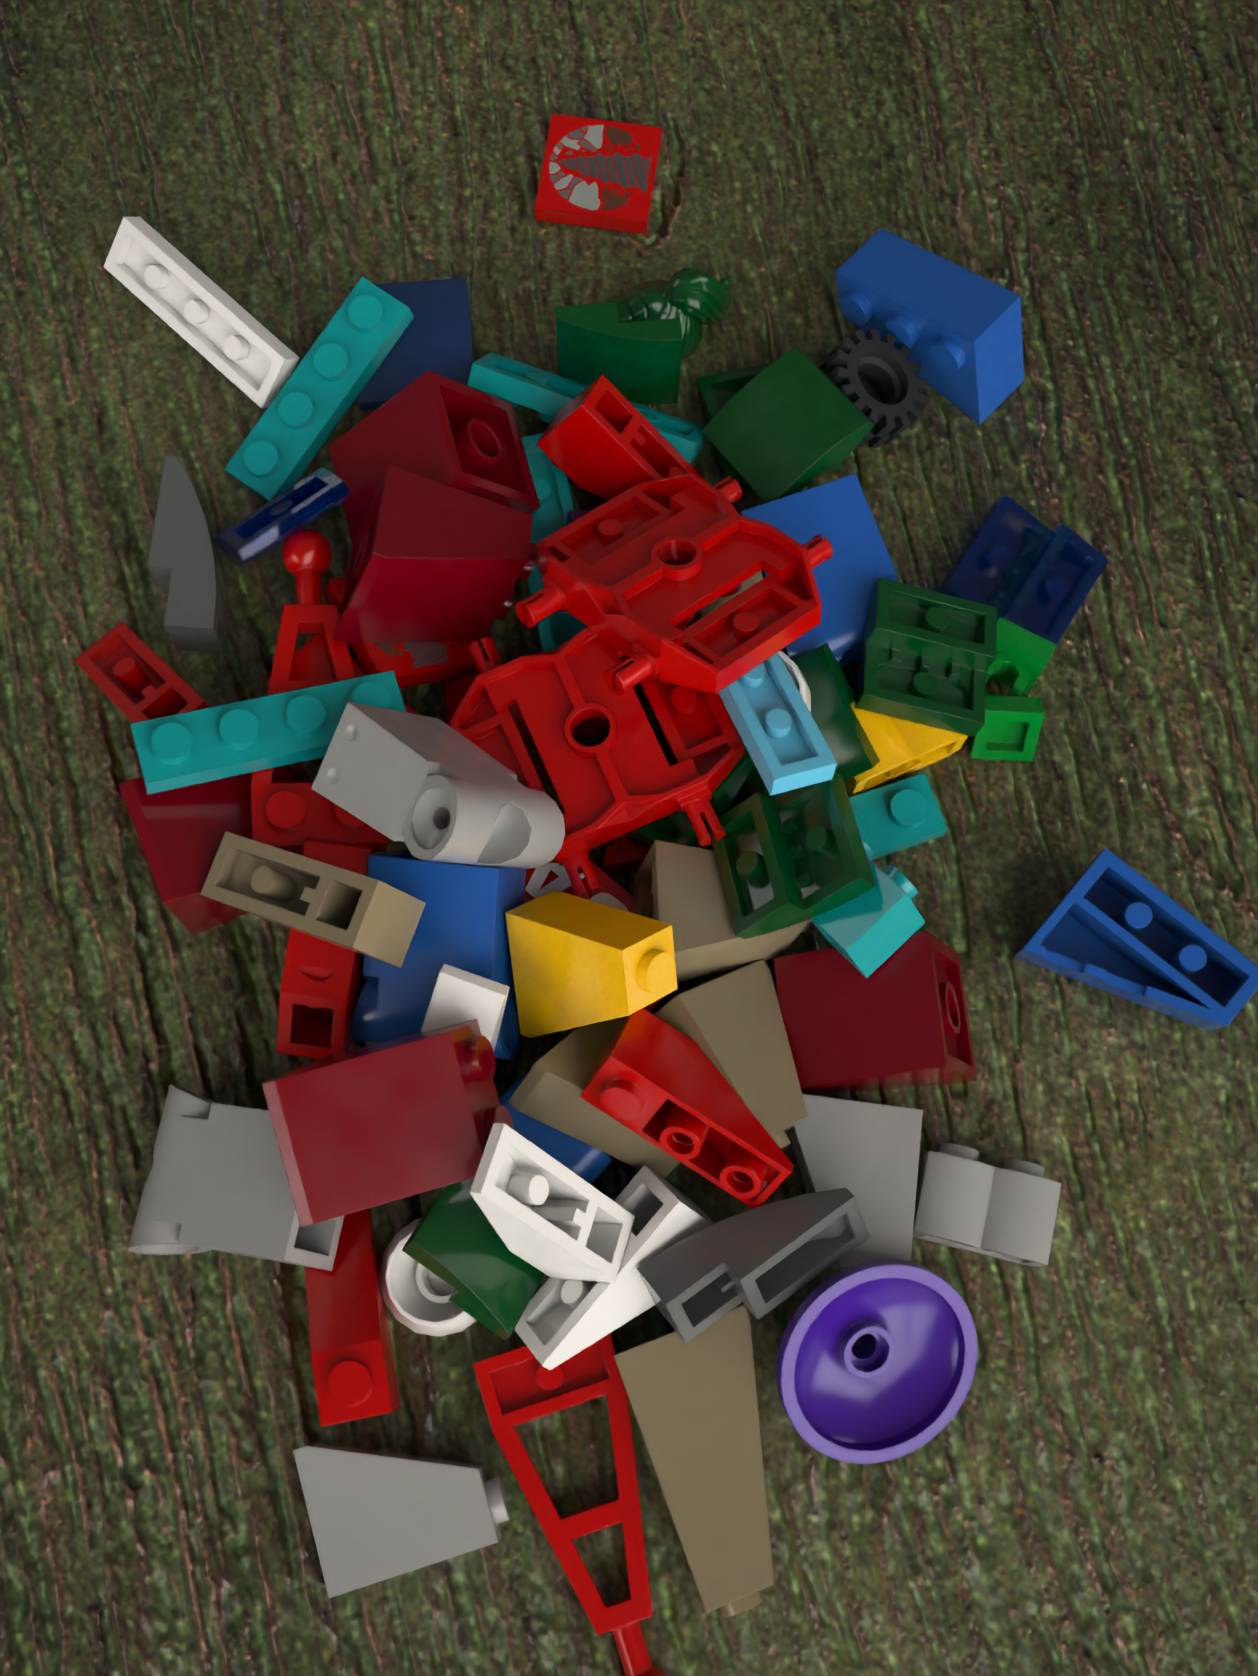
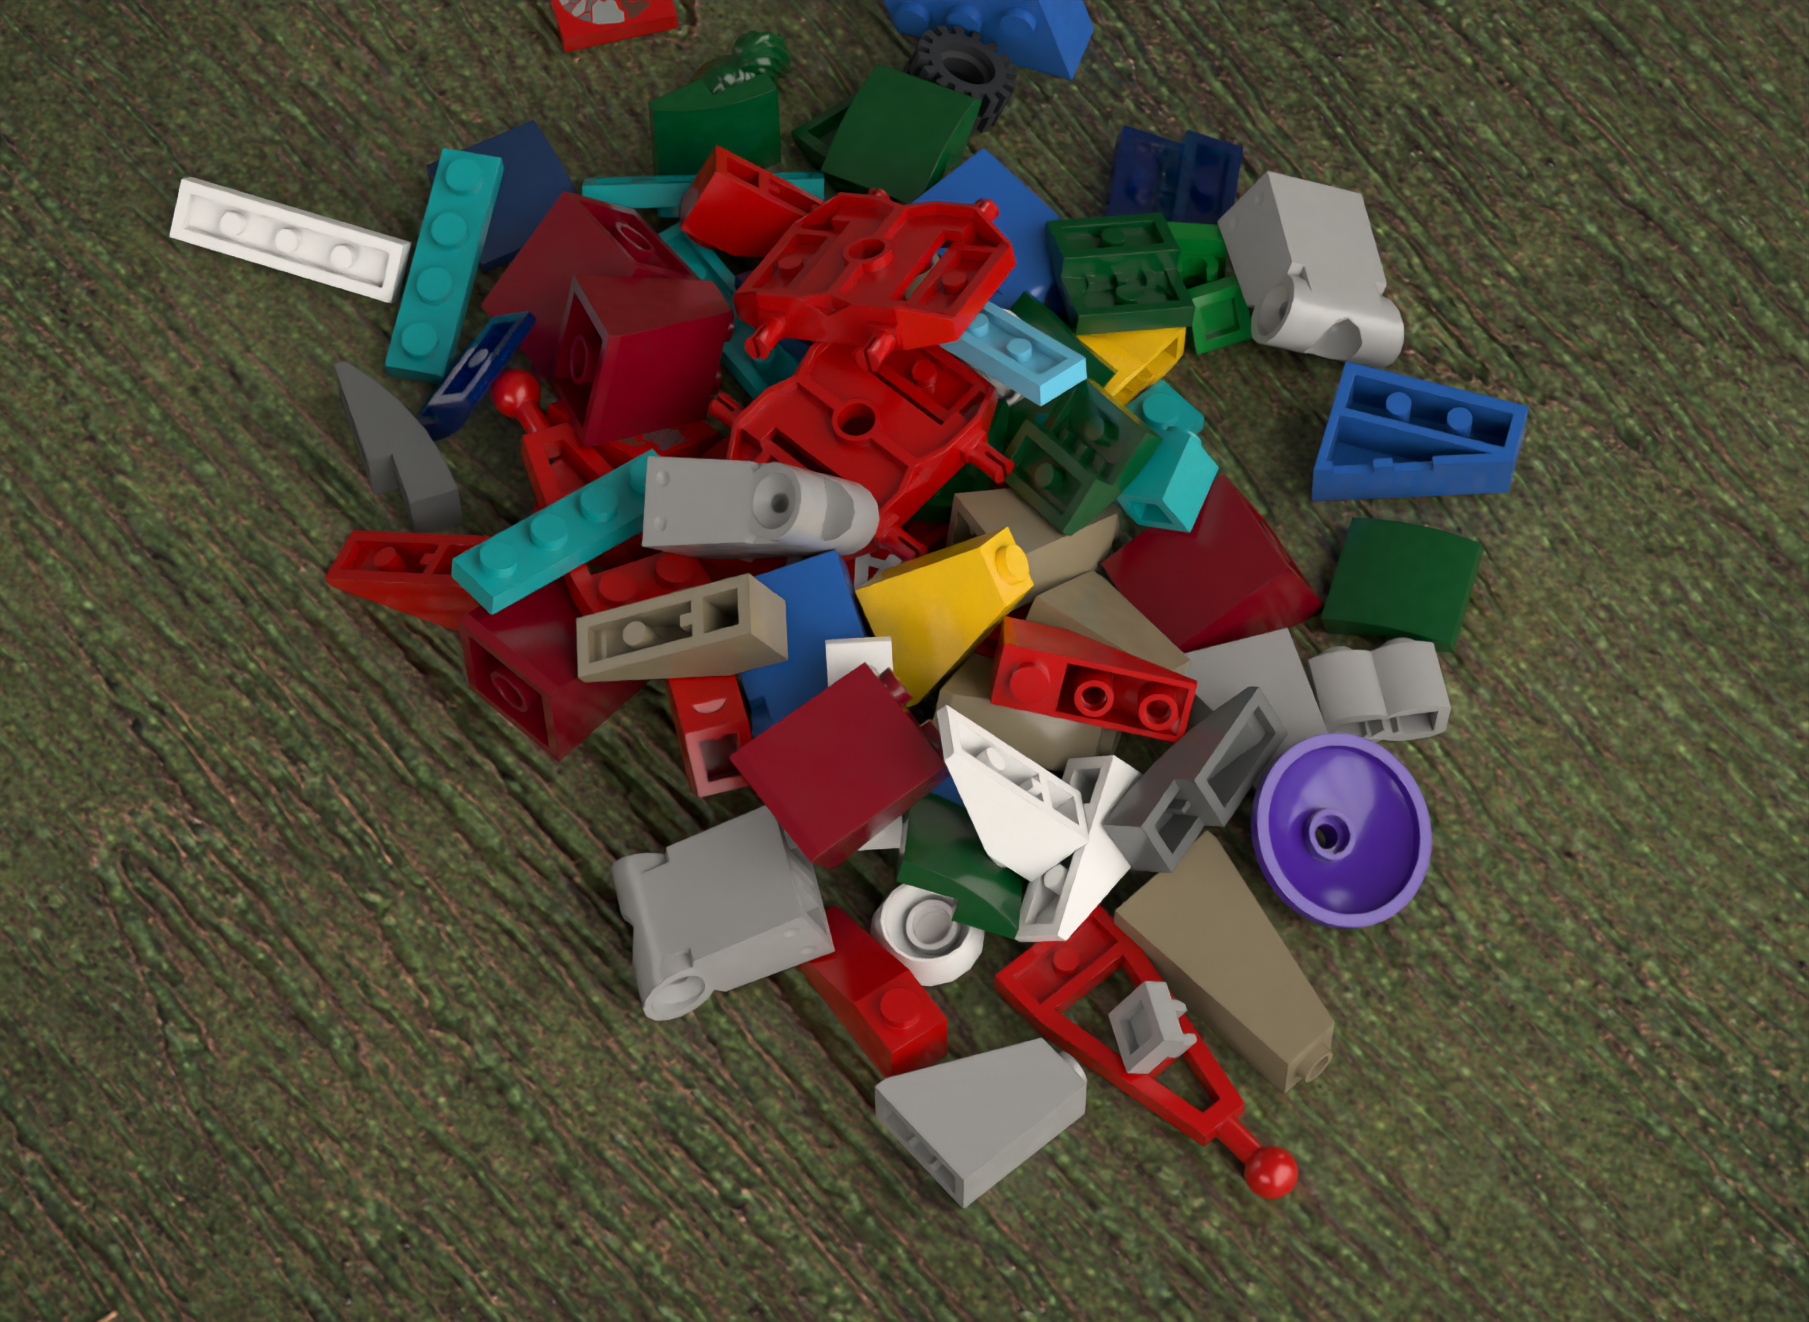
camera: 20 degrees left, 15 degrees down
(586, 1508) = (1149, 1027): none -> light grey tile
(1061, 1094) = (1402, 582): none -> dark green slope
(1115, 730) = (1312, 271): none -> light grey piece

